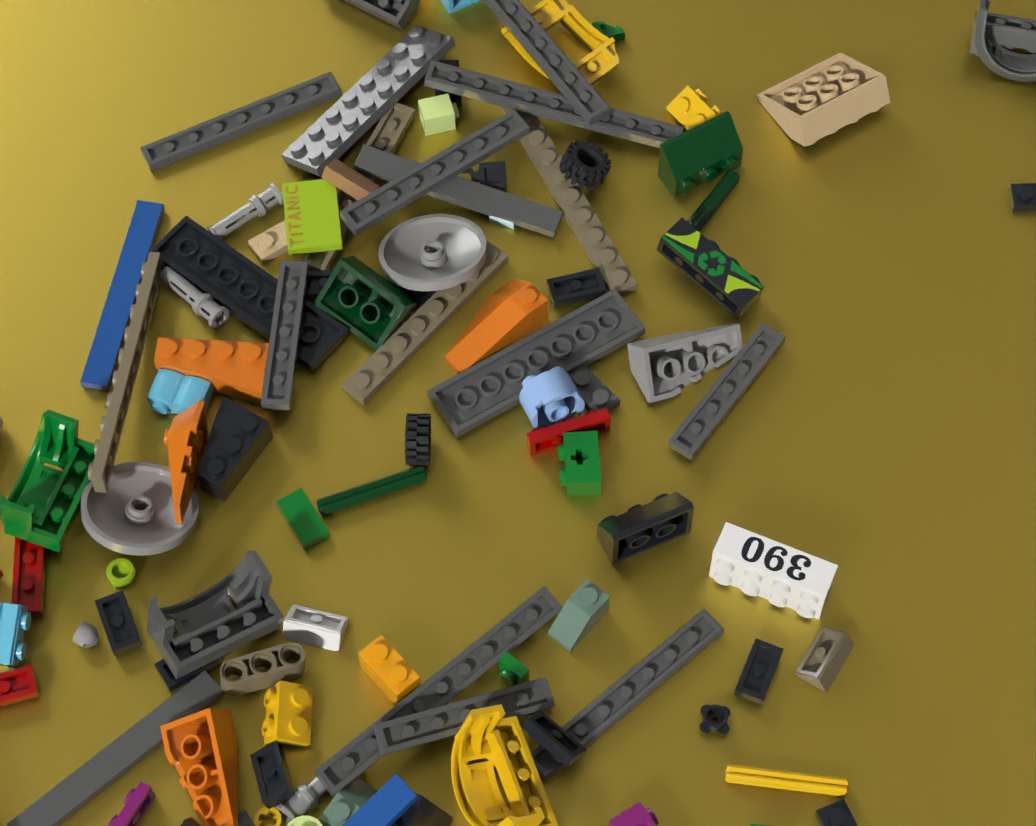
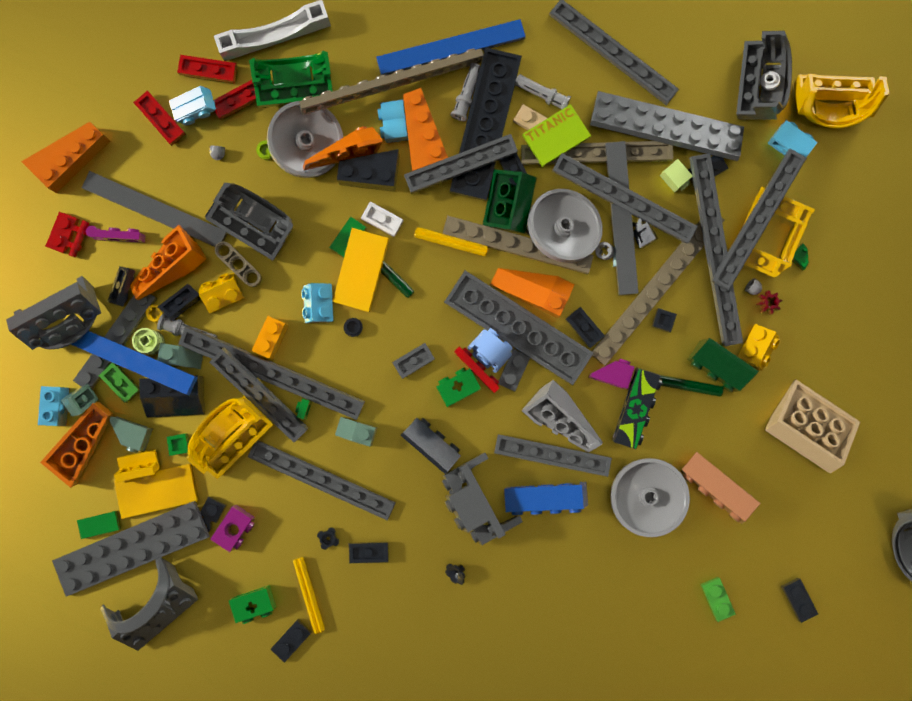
camera: 65 degrees right, 25 degrees up
(118, 623) = (232, 165): black plate -> none
(302, 464) = (382, 219): none -> white plate
(315, 627) = (283, 279): white slope -> none
(348, 180) = (592, 147): medium nougat slope -> none
(357, 515) = (360, 269): none -> yellow tile
(372, 593) = (317, 302): none -> medium azure bracket
(379, 395) = (451, 241): none -> yellow axle
(418, 439) = (426, 281): black tyre -> none
(430, 562) = (353, 327): none -> black plate
(493, 219) = (611, 250): none -> light grey bush
(517, 504) = (413, 360): none -> dark grey plate
(554, 738) = (268, 452): black plate -> none
(573, 164) = (689, 294): black tyre -> none
(612, 198) = (664, 320): none -> black plate
(619, 91) = (753, 287): none -> light grey hinge
(647, 82) = (764, 302): none -> dark red gear
(655, 277) = (615, 374): none -> magenta slope
(750, 496) = (472, 506): none -> dark grey piece
(772, 571) = (432, 537): white brick -> none
(781, 414) = (546, 497): none -> blue wedge
(825, 658) = (397, 586): dark tan slope -> none
(834, 299) = (650, 497): none -> light grey dish
(844, 570) = (456, 573): none -> black plant
(858, 218) = (720, 488): none -> nougat wedge
(1001, 282) = (718, 599): none -> bright green plate

